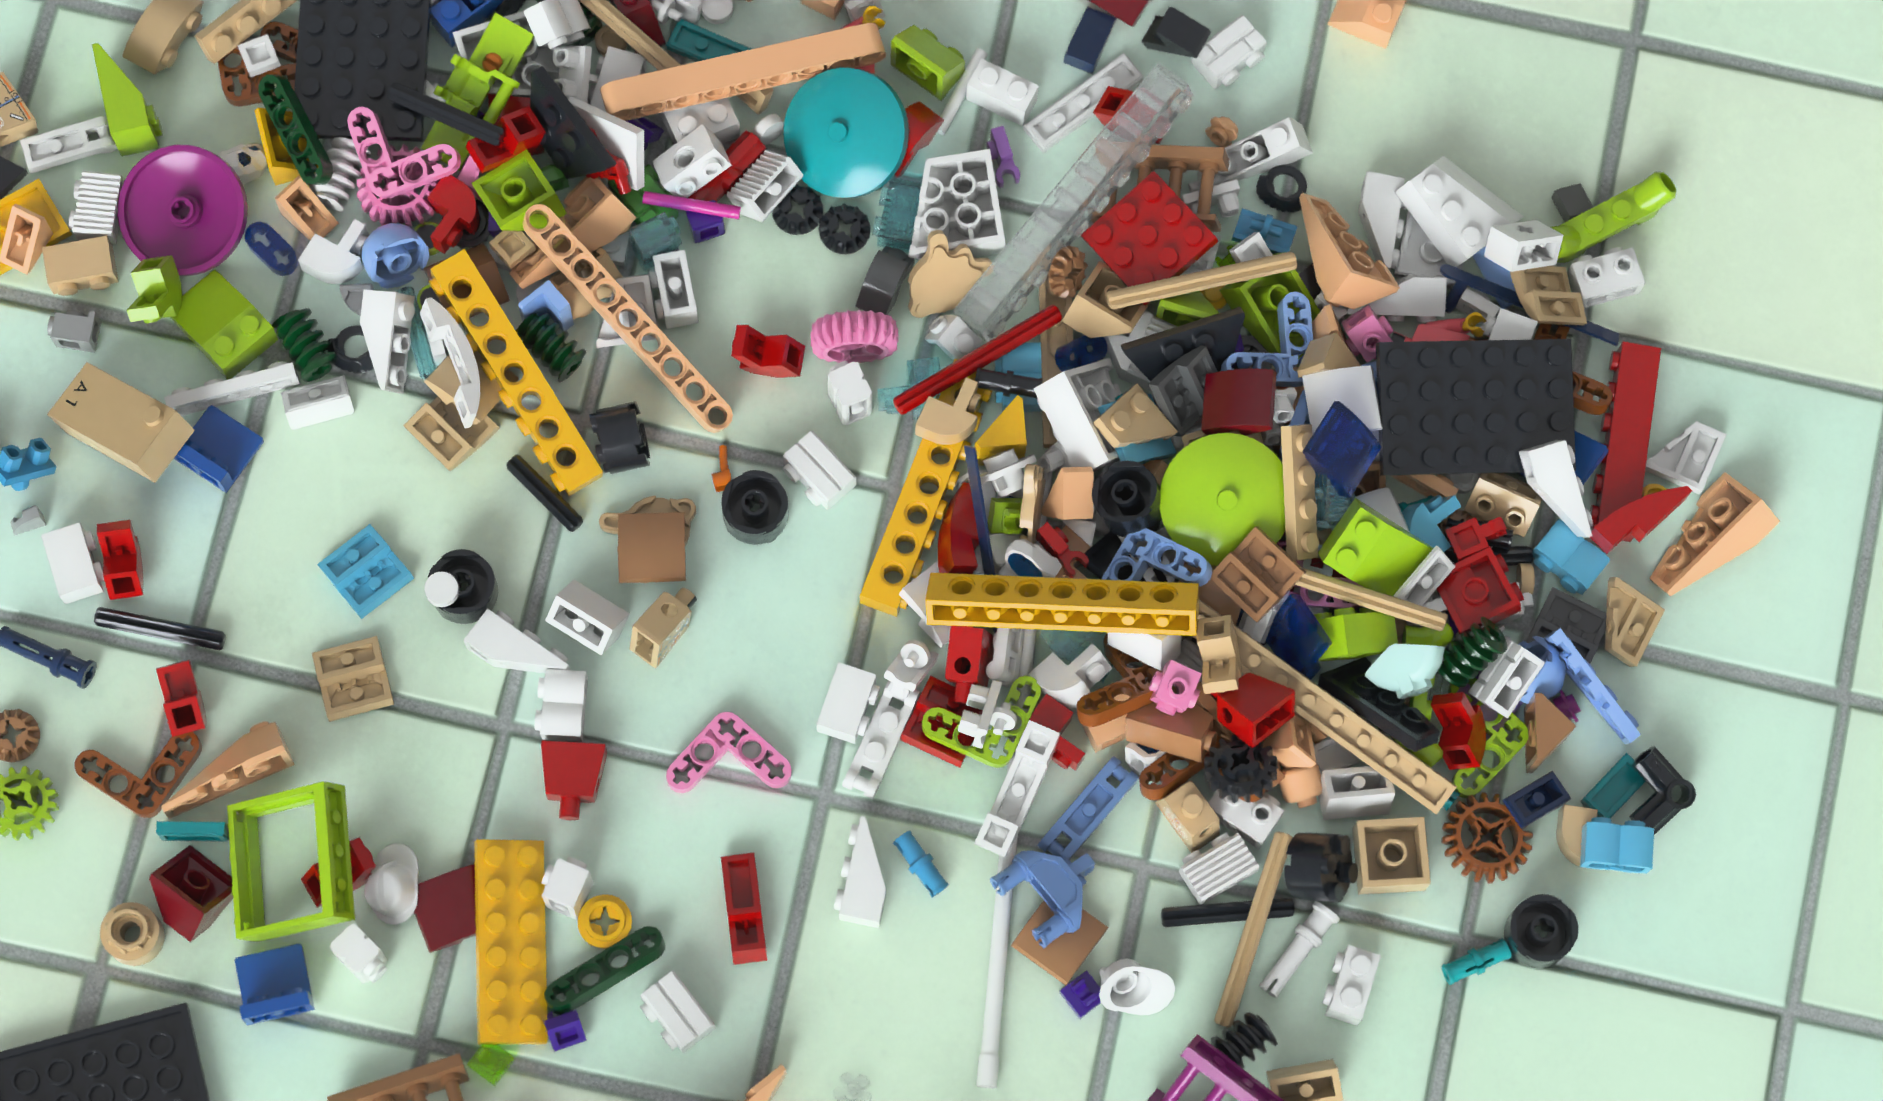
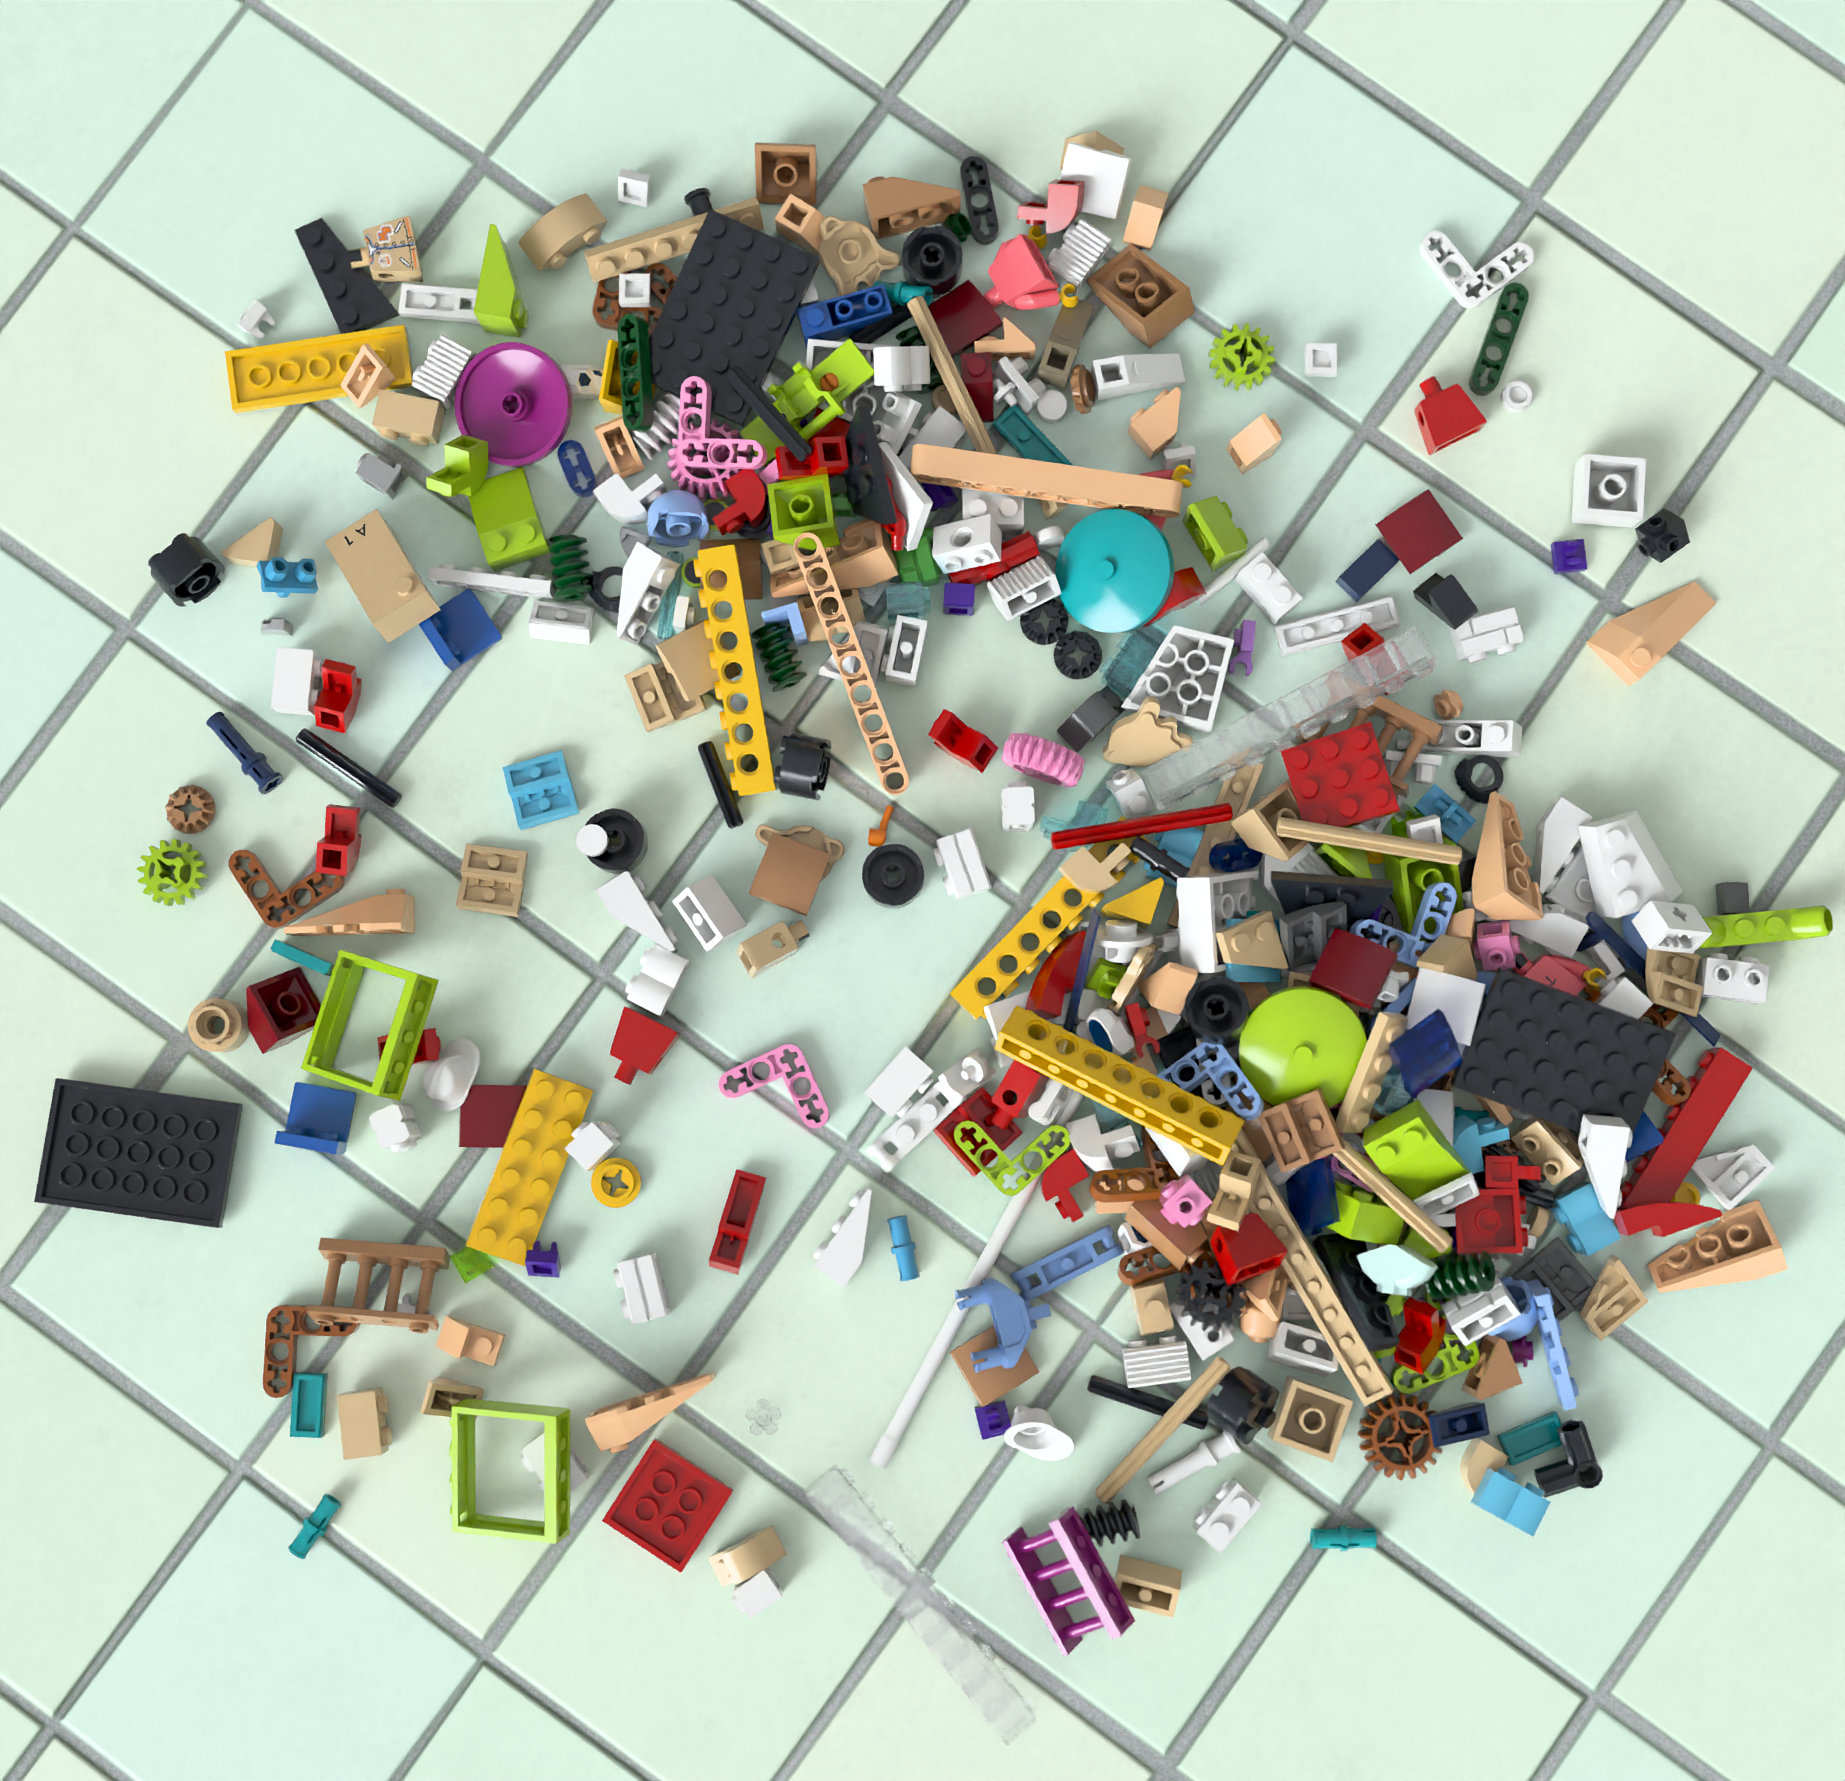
camera: 30 degrees right, 10 degrees up
(443, 326) = (689, 603): white slope -> none
(607, 974) = (598, 1230): dark green beam -> none
(691, 205) = (951, 582): dark pink bar -> none
(999, 717) = (1000, 1156): white hips -> none
(1018, 789) = (1011, 1224): white slope -> none
(1067, 261) = (1254, 779): medium nougat gear -> none
(1553, 917) = (1416, 1557): black brick -> none

